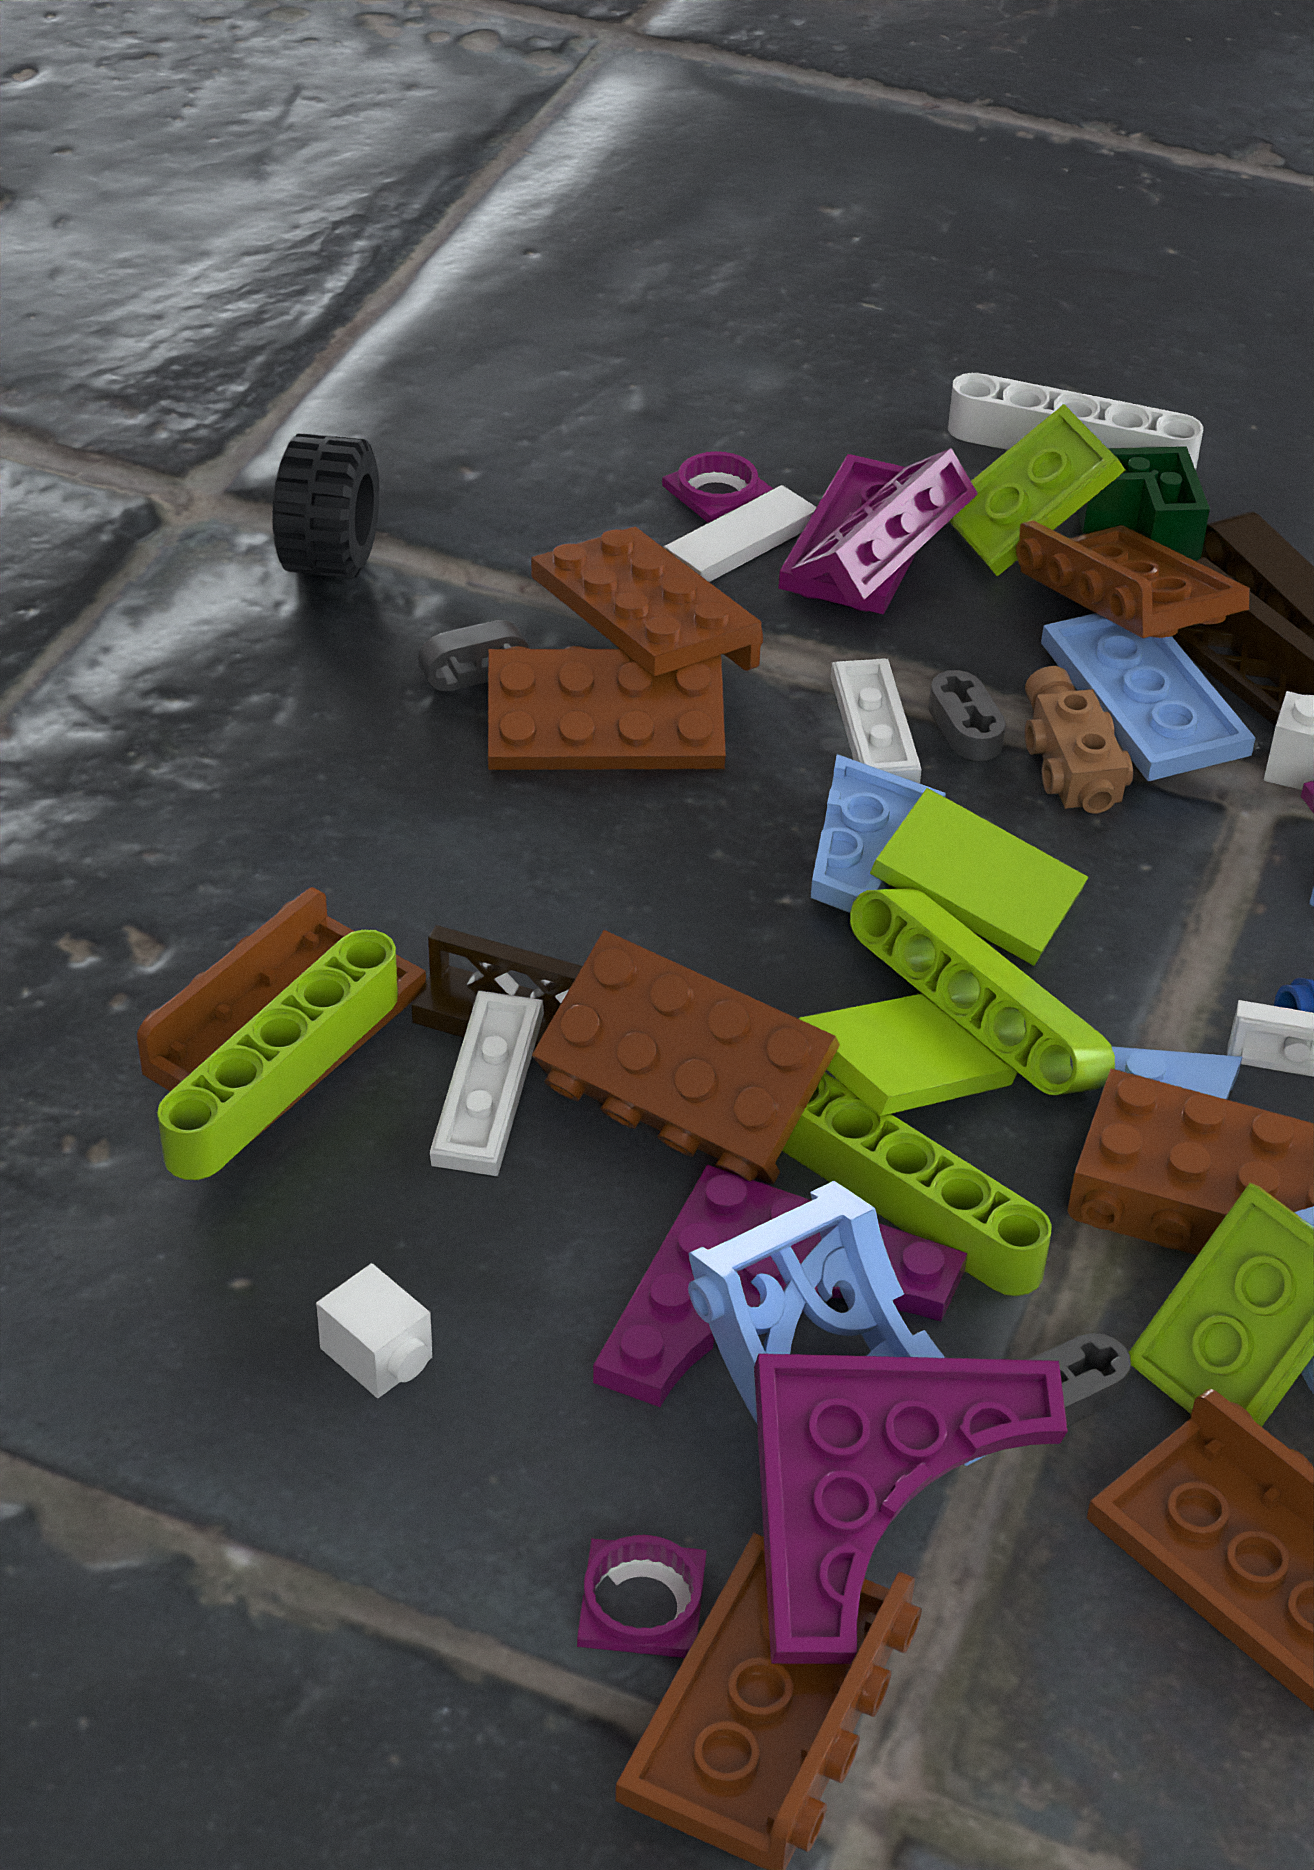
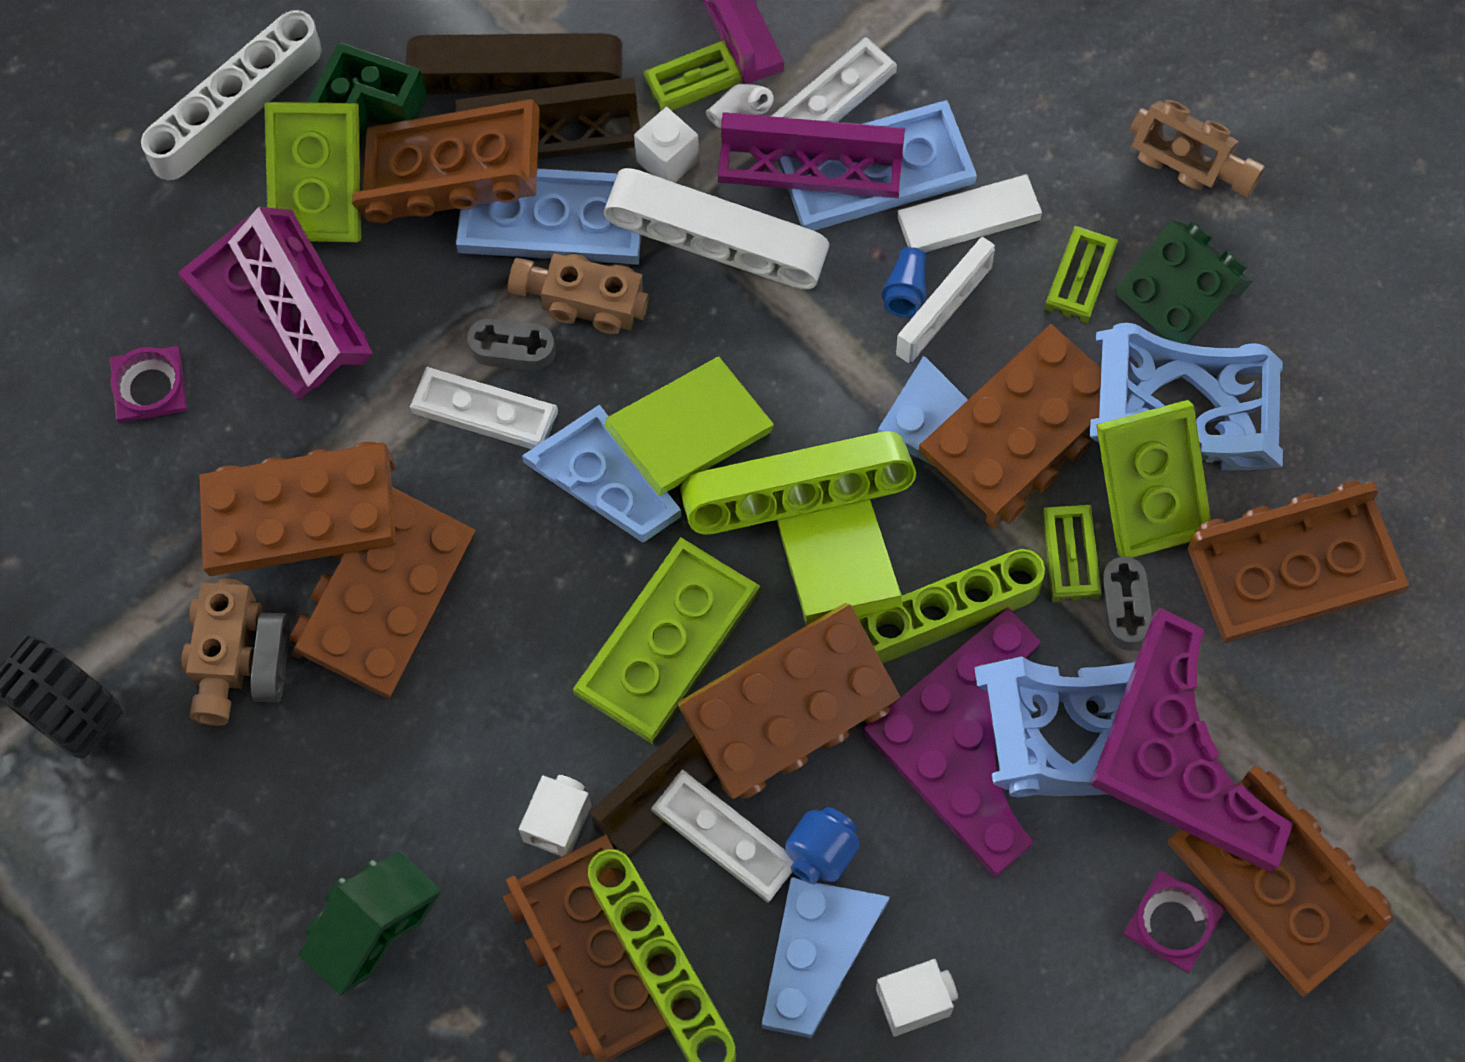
camera: 60 degrees left, 25 degrees up
(214, 797) = (365, 919): none -> dark green brick
(398, 1219) = (814, 952): none -> light blue wing
(416, 908) = (556, 815): none -> white brick
(458, 606) = (231, 634): none -> medium nougat brick
(523, 1165) = (822, 845): none -> blue head
(743, 533) = (220, 396): white tile -> none
(760, 954) = (666, 640): none -> lime tile
(1102, 1310) = (1074, 590): none -> lime tile
(1240, 812) = (716, 228): none -> white beam

